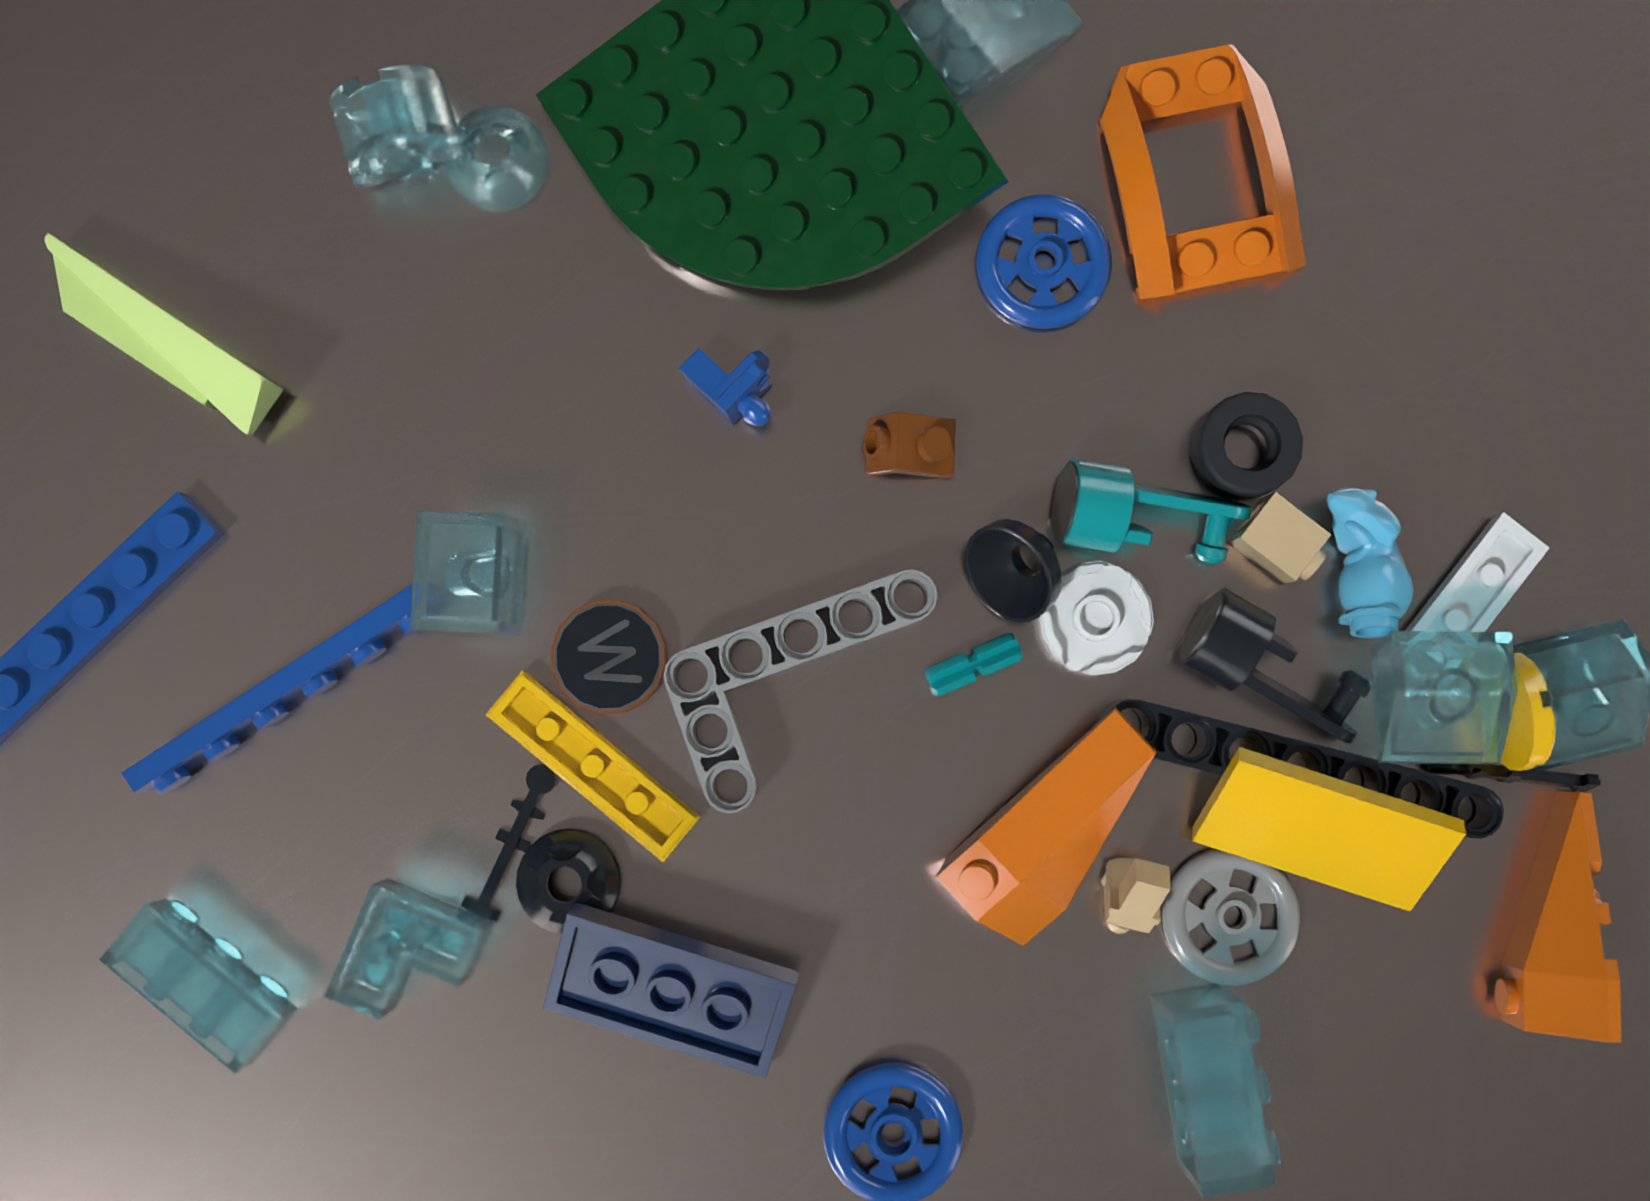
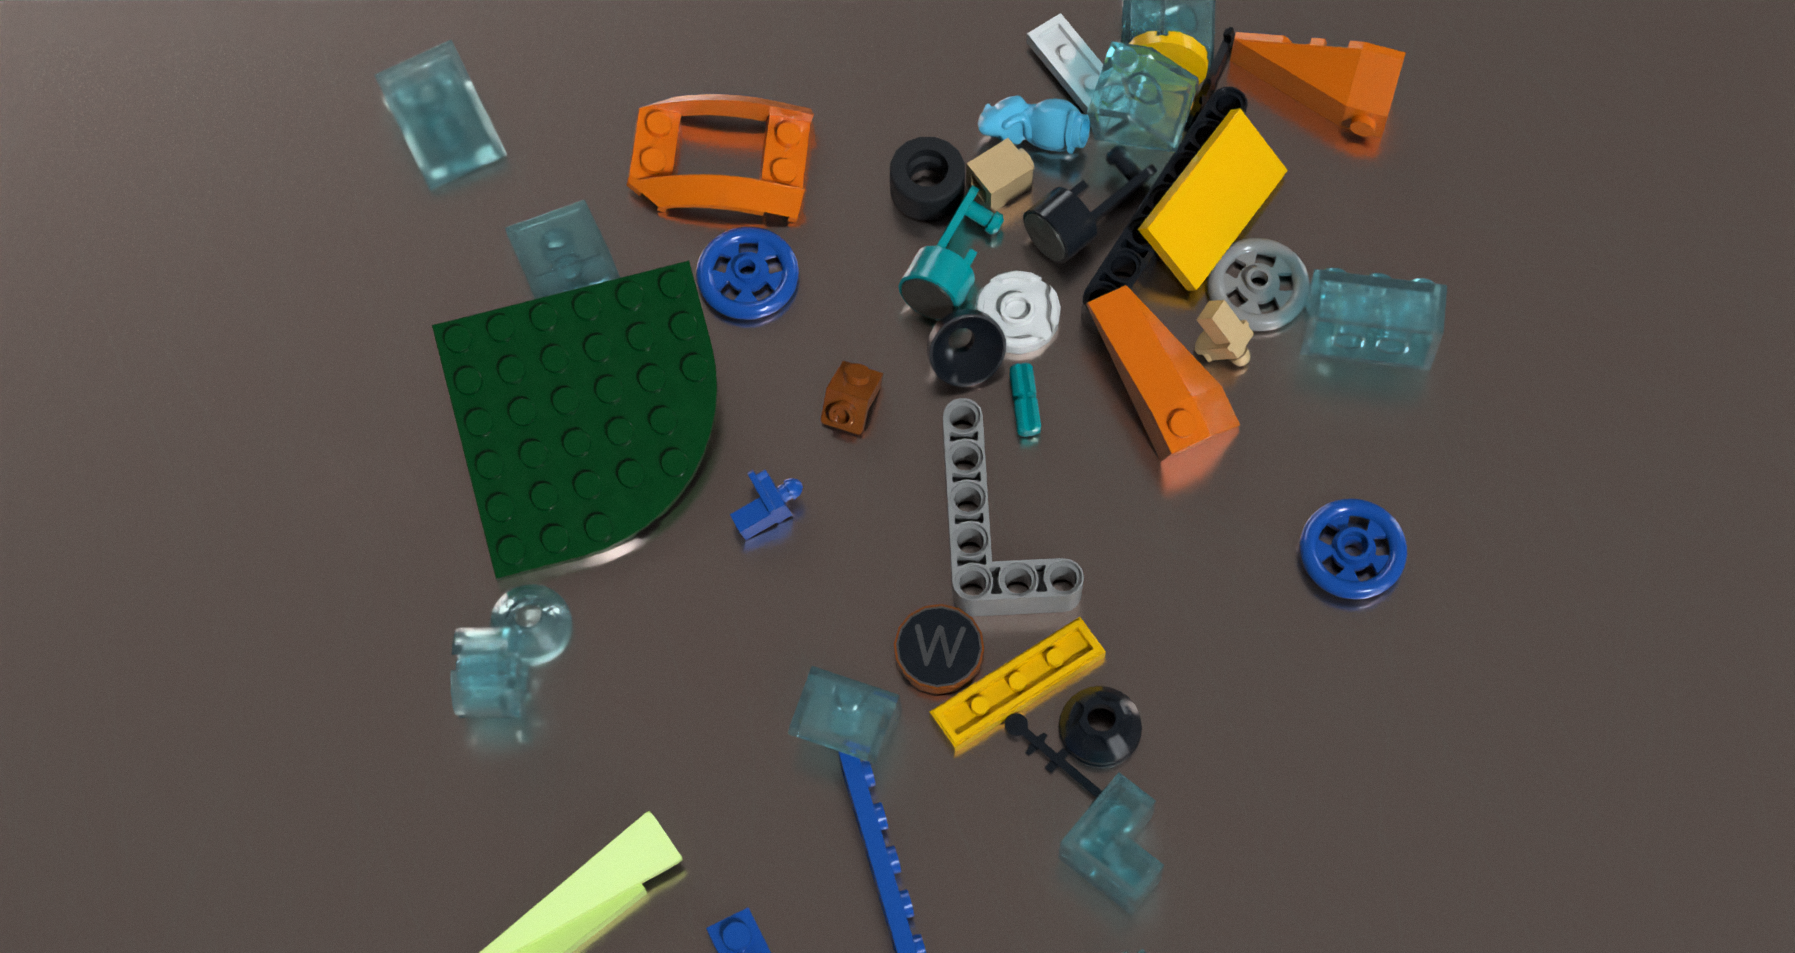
camera: 70 degrees left, 20 degrees down
(669, 989) = (1202, 667): dark blue plate -> none

